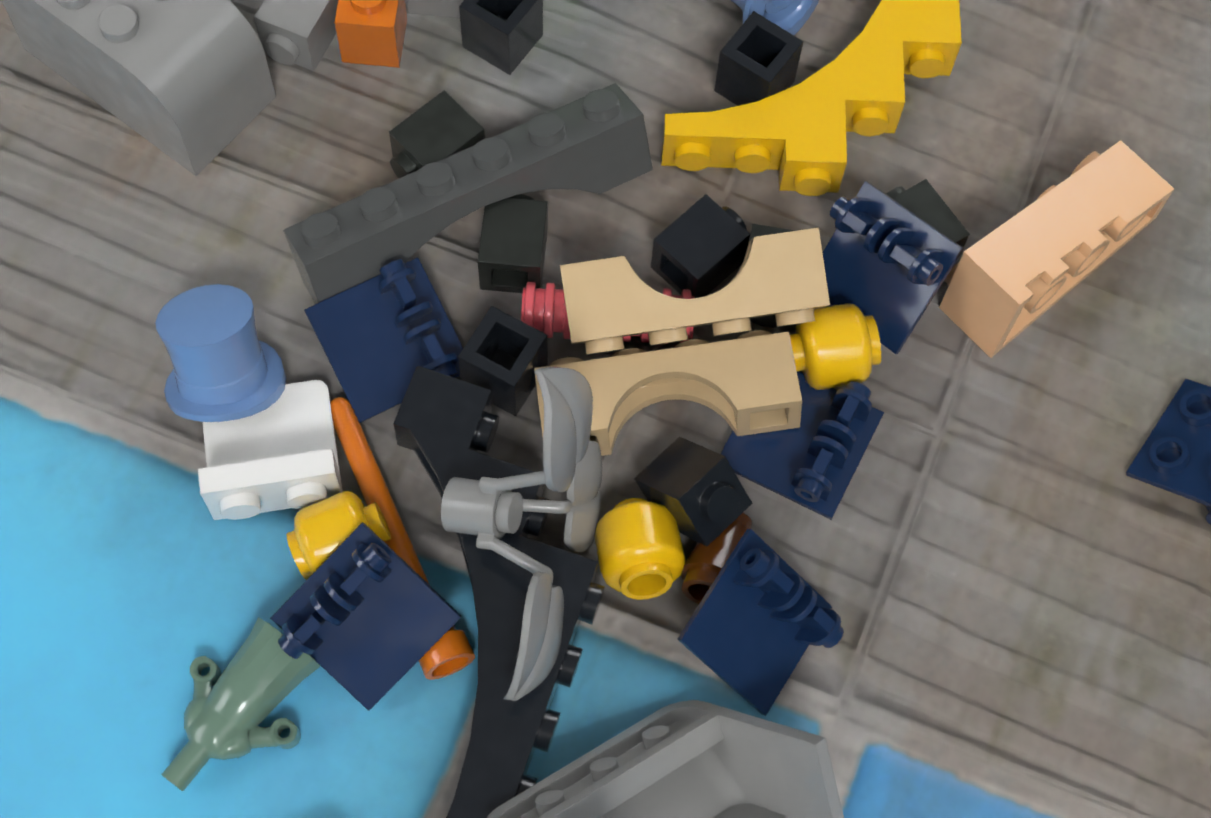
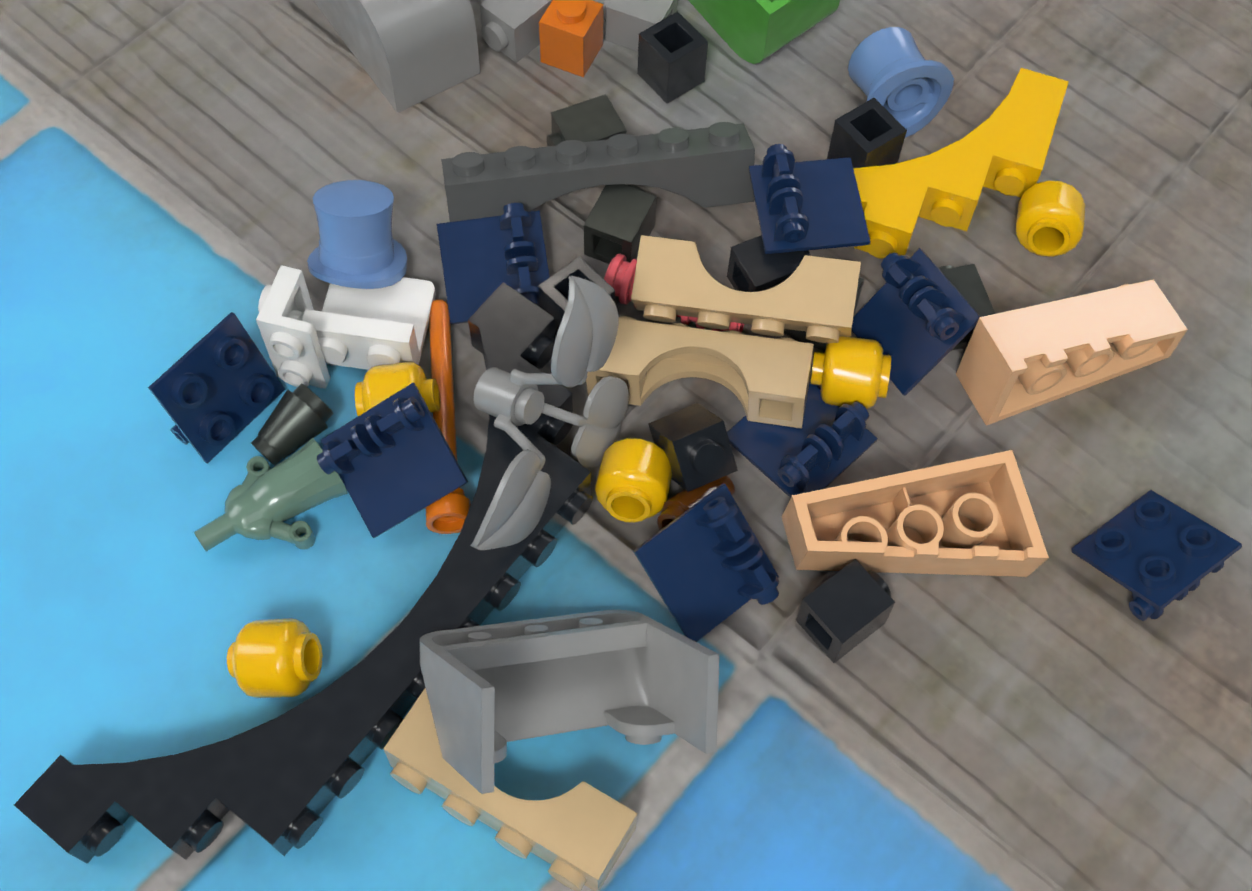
camera: 20 degrees right, 5 degrees down
(125, 595) = (217, 388): none -> dark blue hinge
(194, 518) = (288, 339): none -> white bracket
(224, 606) = (292, 424): none -> pearl dark grey cone
(723, 163) = (807, 203): none -> dark blue hinge
(920, 624) = (845, 610): none -> black brick
(980, 494) = (922, 521): none -> light nougat wedge
(984, 96) = (1050, 218): none -> yellow head

